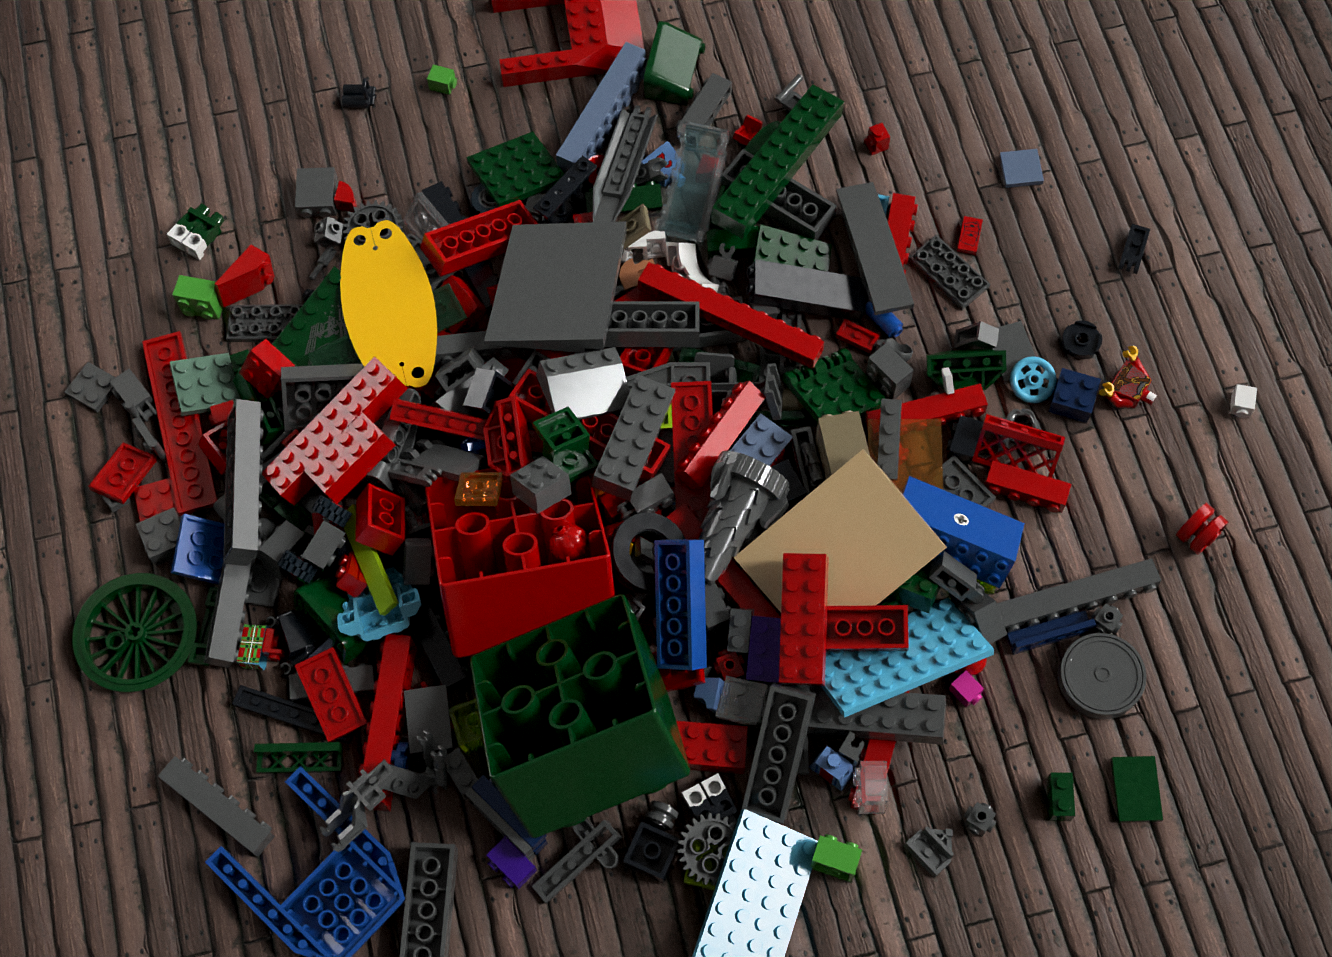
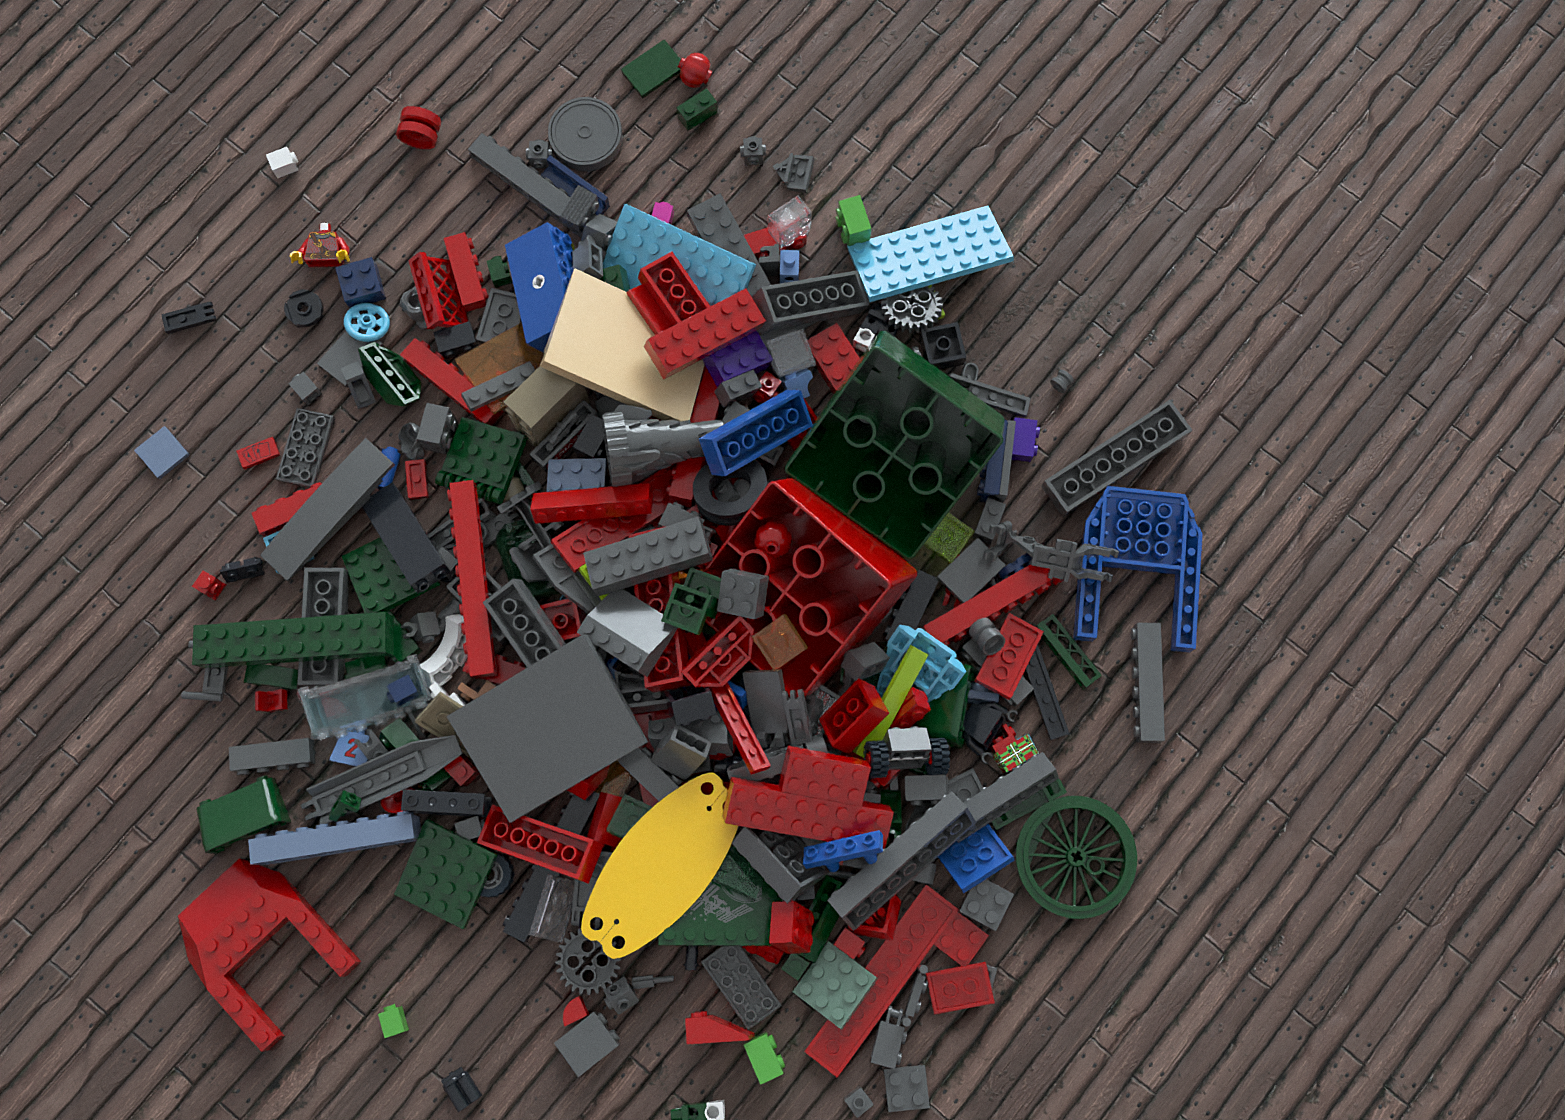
camera: 130 degrees left, 10 degrees up
(113, 344) = (858, 1101): none -> dark grey brick
(283, 434) = (843, 849): none -> blue plate
(357, 681) = (987, 636): none -> dark grey wheel
(537, 944) = (1062, 381): none -> dark grey wheel
(621, 129) = (343, 803): none -> dark green bracket
(679, 216) = (402, 691): none -> dark blue brick
(862, 595) = (649, 309): none -> red tile
(876, 163) = (234, 571): none -> black hinge
(947, 380) = (415, 377): white tile -> none
(1003, 298) = (305, 388): none -> dark grey brick
(1010, 509) = (499, 272): none -> dark green brick
(1019, 611) = (579, 208): none -> dark grey brick
(1105, 821) = (694, 70): none -> red plant

